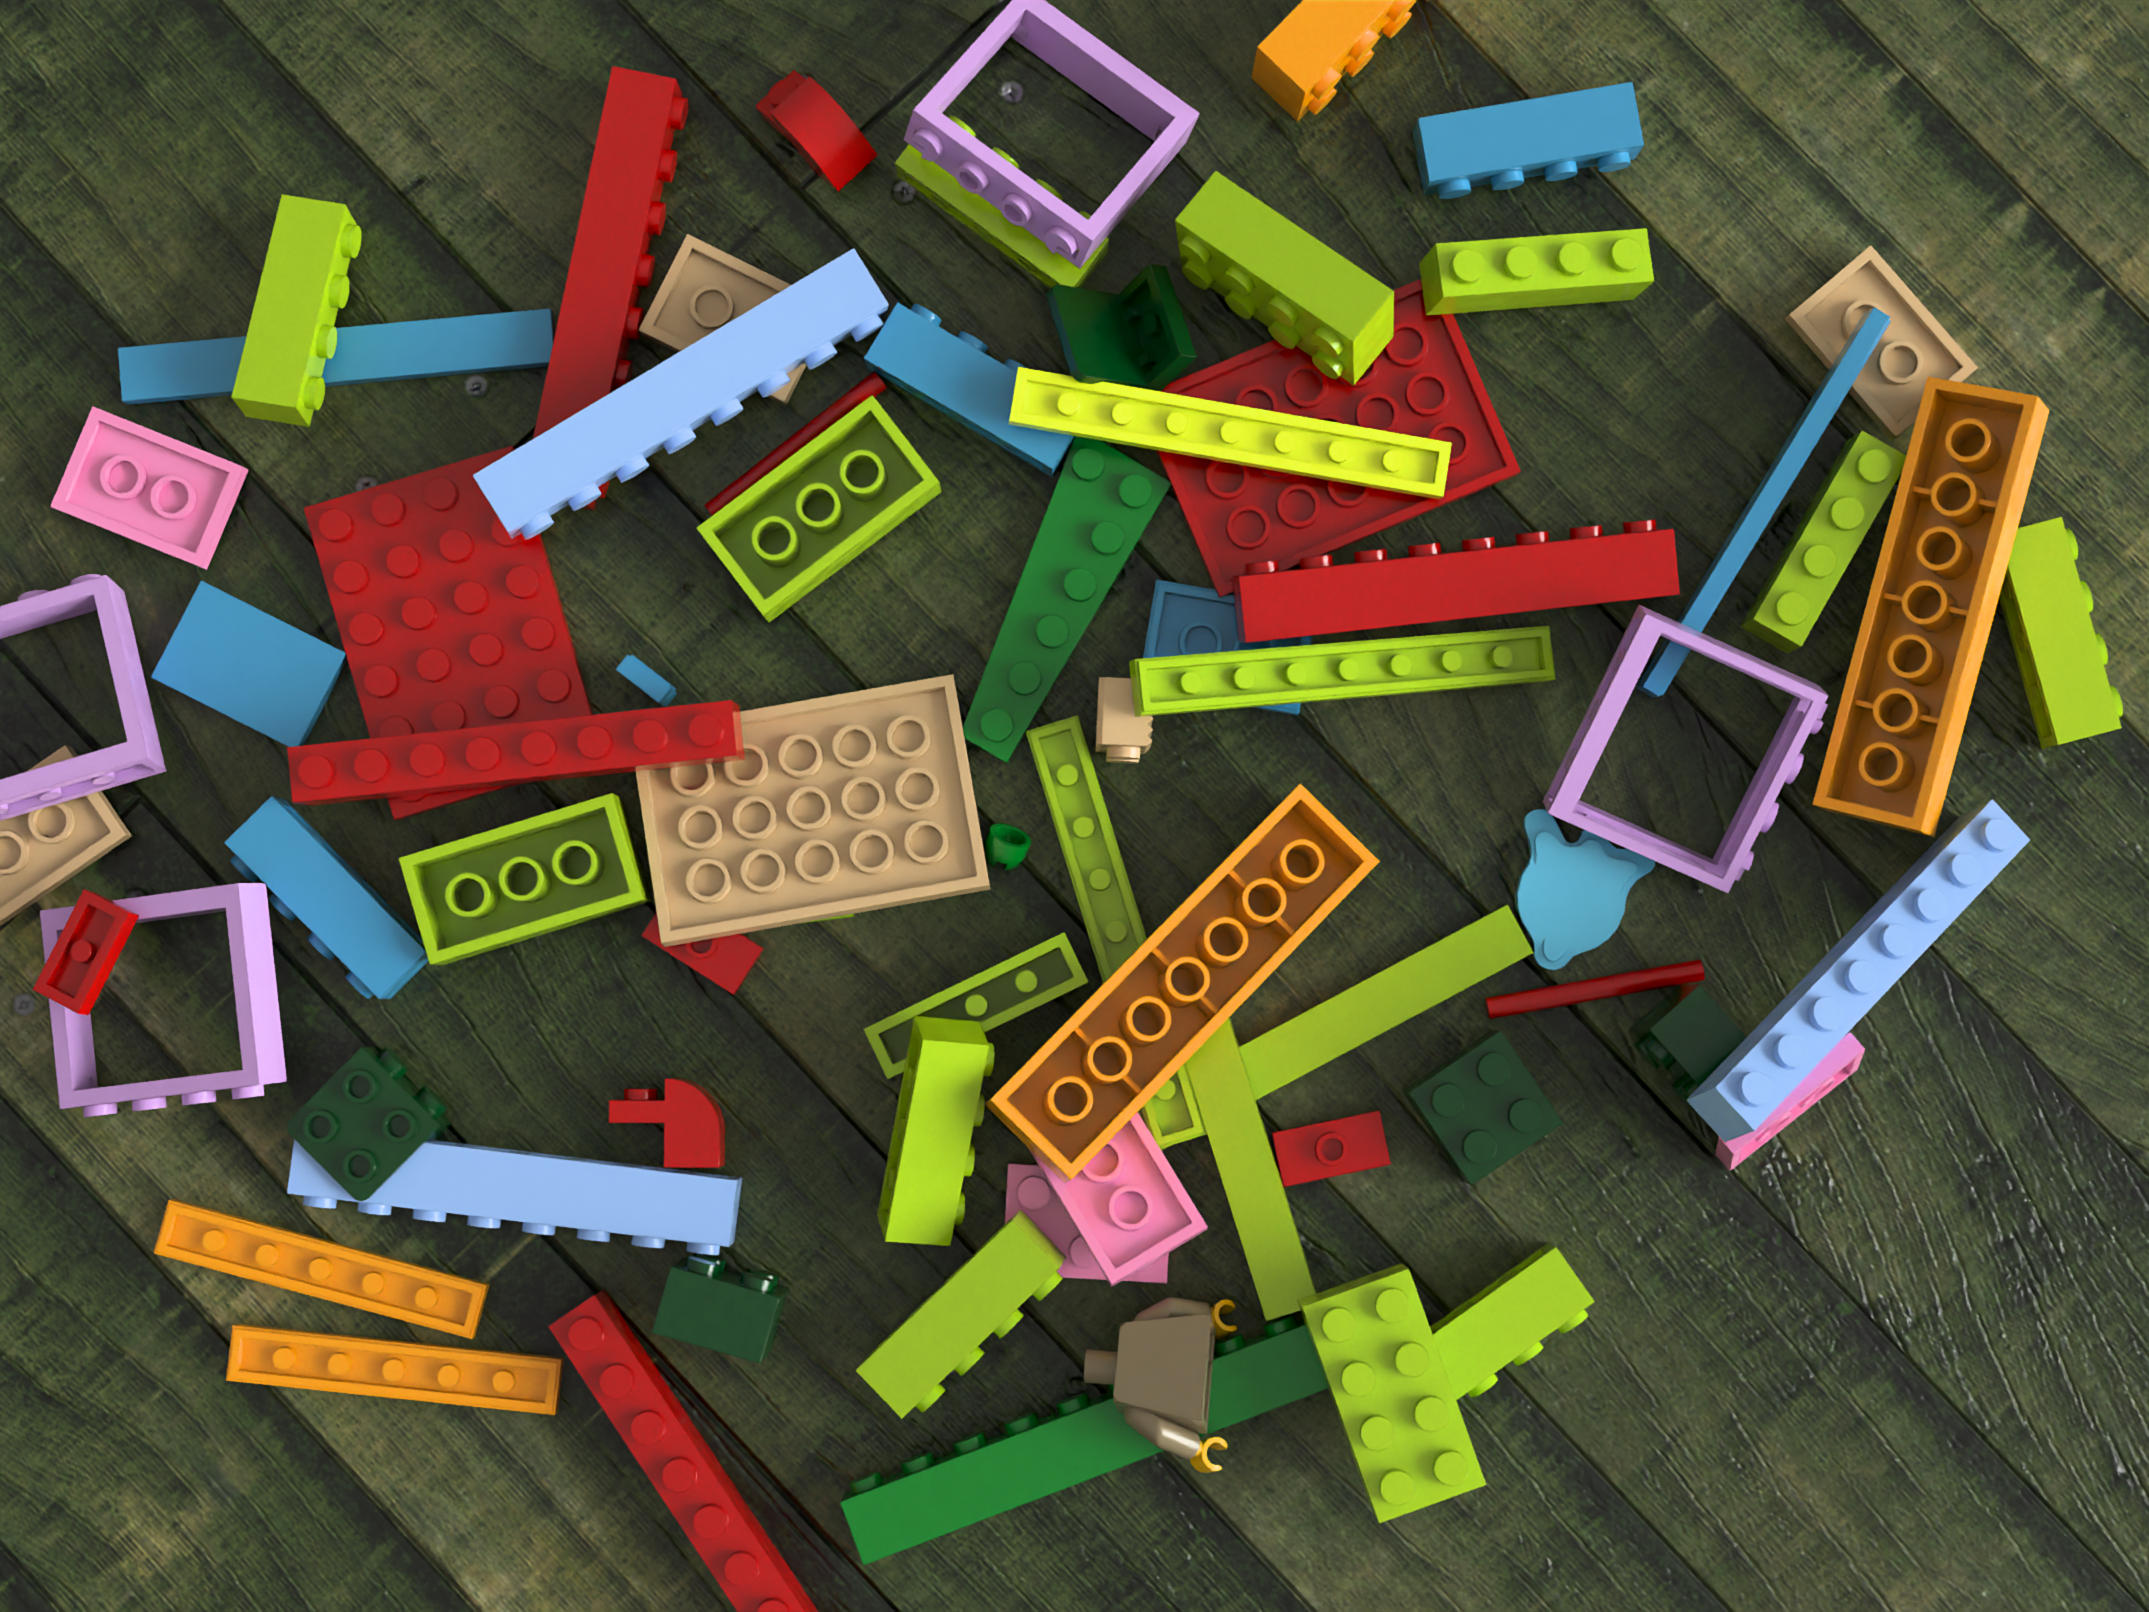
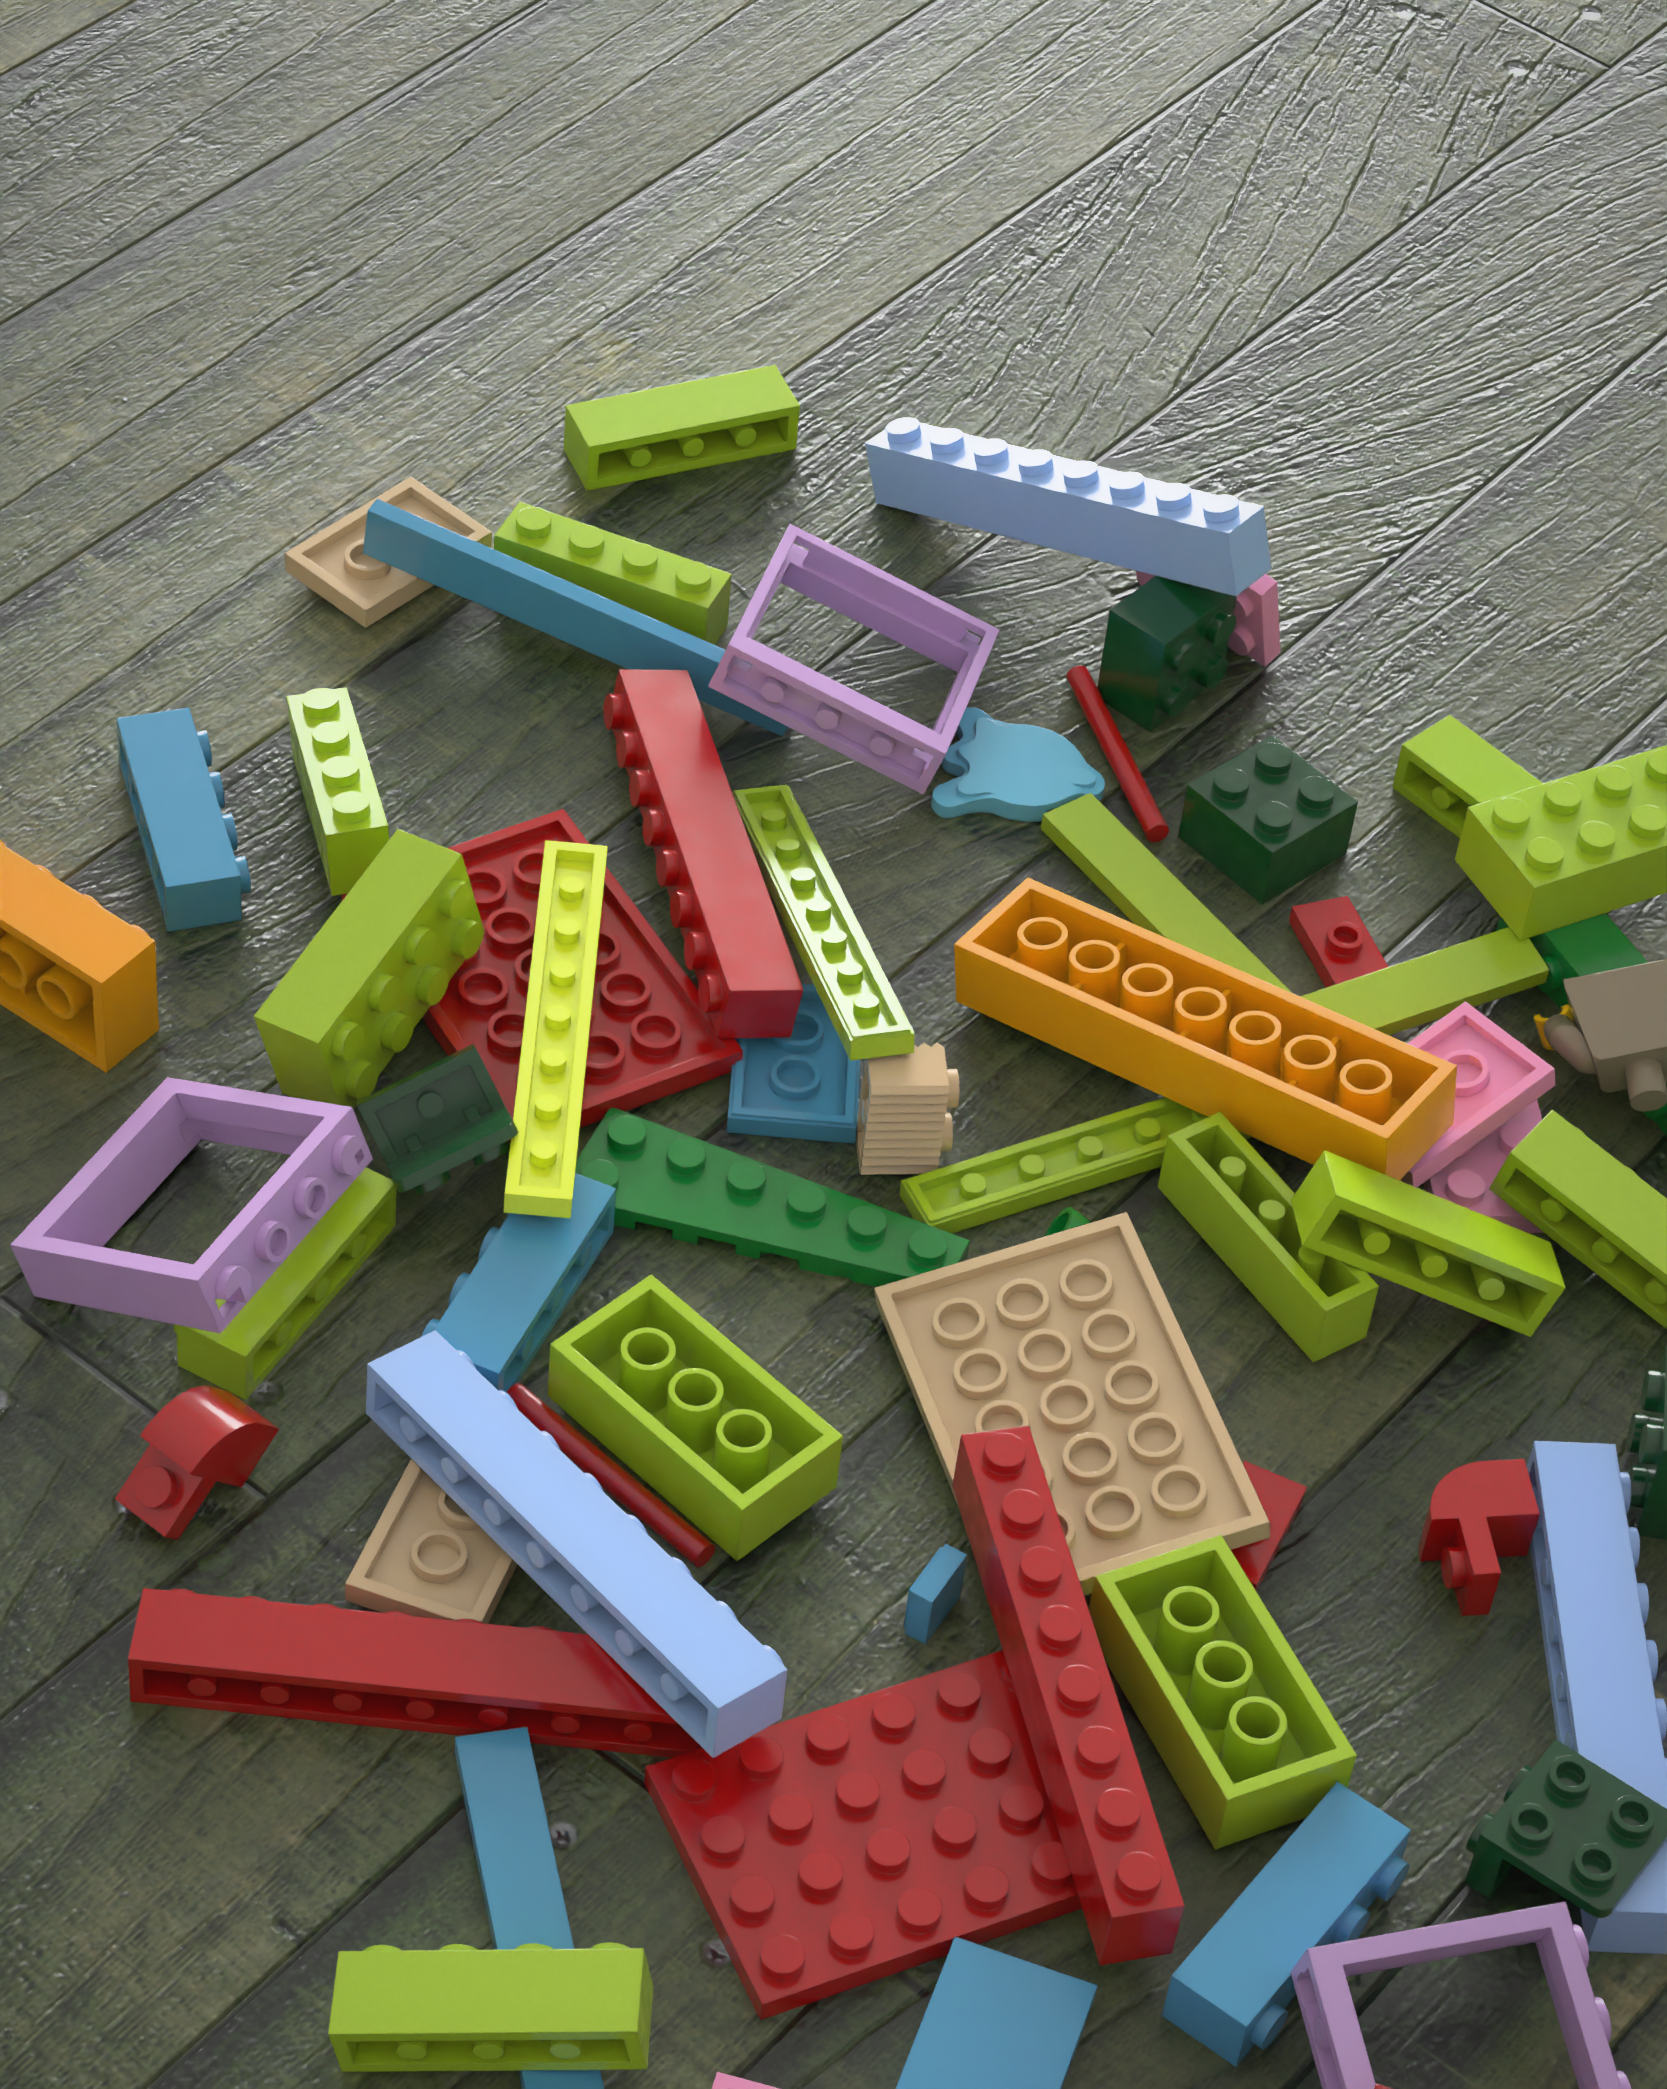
camera: 100 degrees left, 40 degrees down
(1931, 605) = (667, 474): light orange brick -> none

